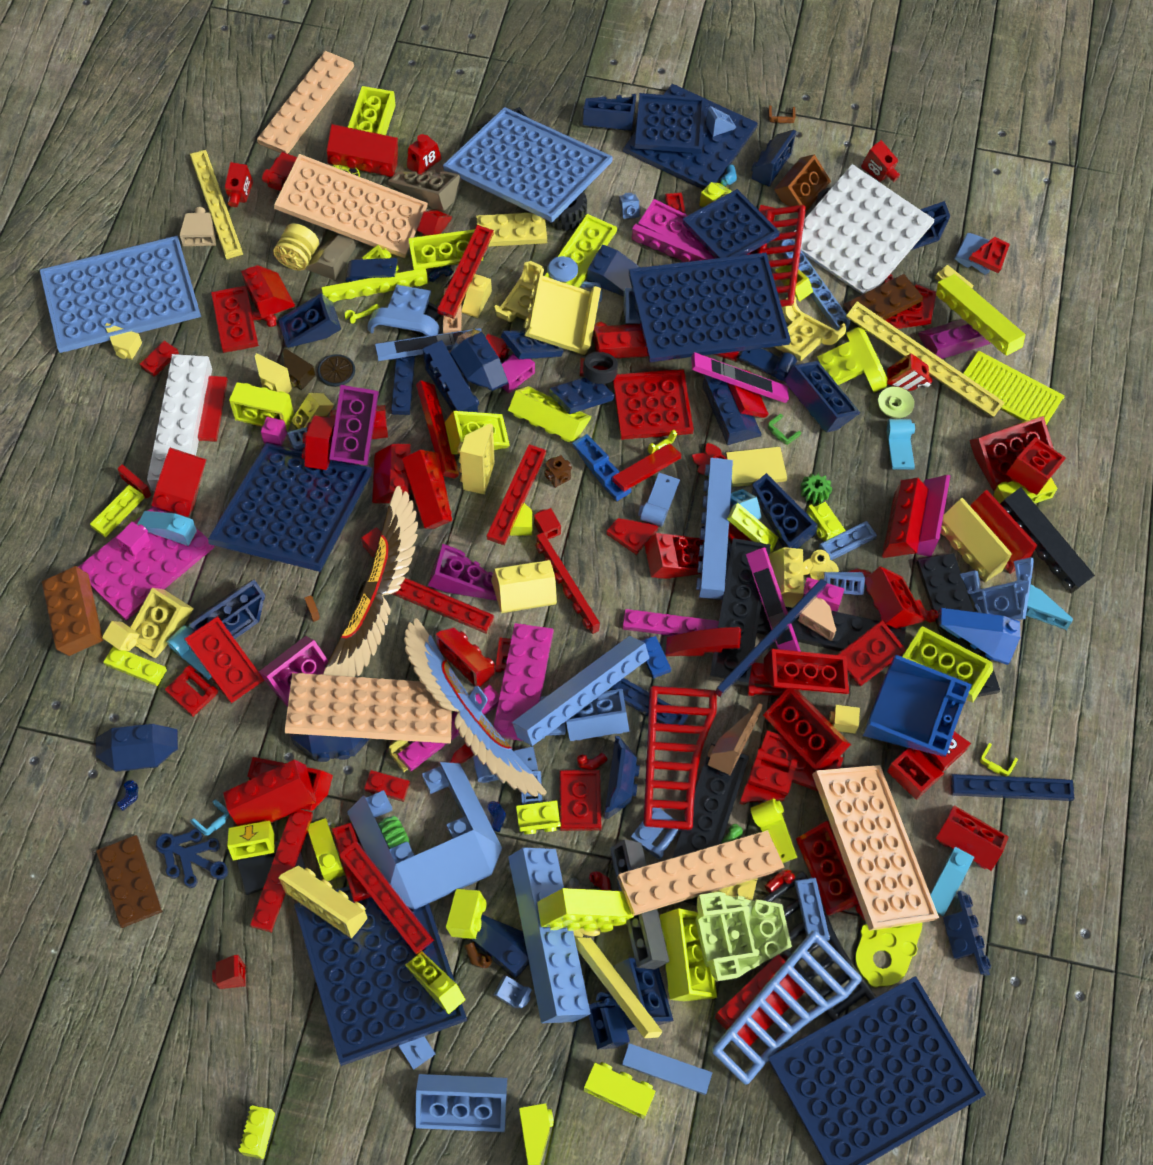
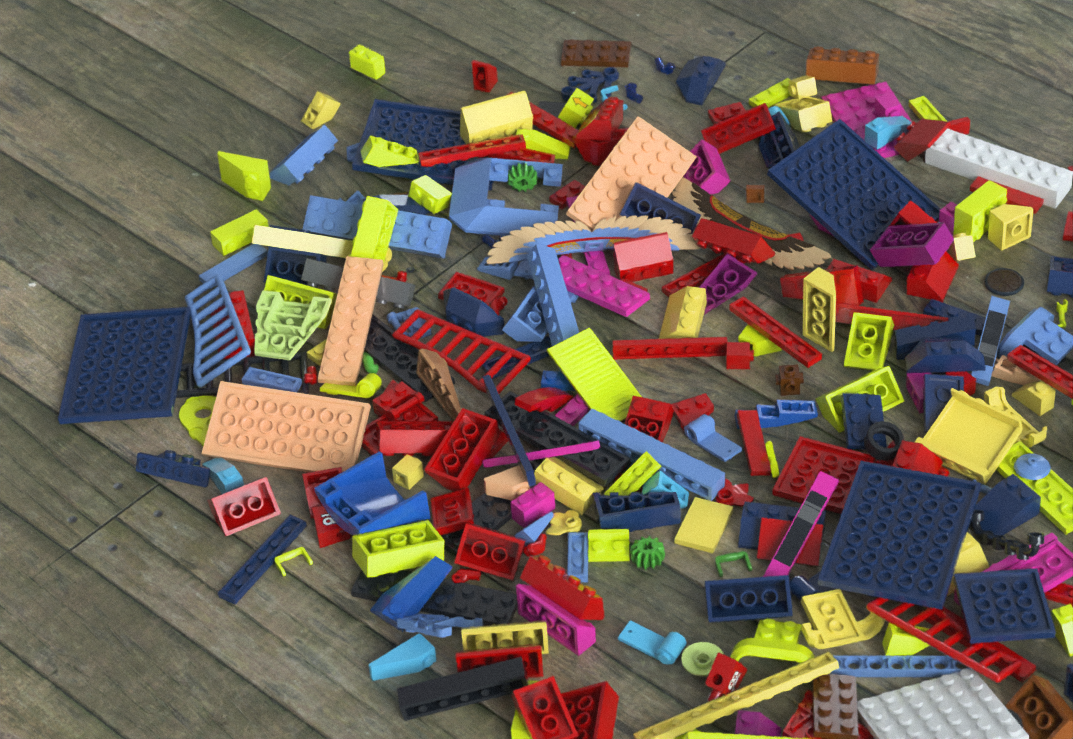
camera: 125 degrees right, 20 degrees down
(189, 806) = (631, 93): none -> clear blue arm
(299, 370) = (1017, 251): dark brown slope -> none
(371, 1133) = (320, 110): none -> light yellow slope
(392, 666) = (649, 203): none -> dark blue slope
(414, 579) = (732, 241): none -> red slope
(538, 816) = (472, 260): neon yellow bracket -> none
(647, 615) = (594, 374): none -> neon yellow window
(669, 241) = (1010, 546): none -> black bar

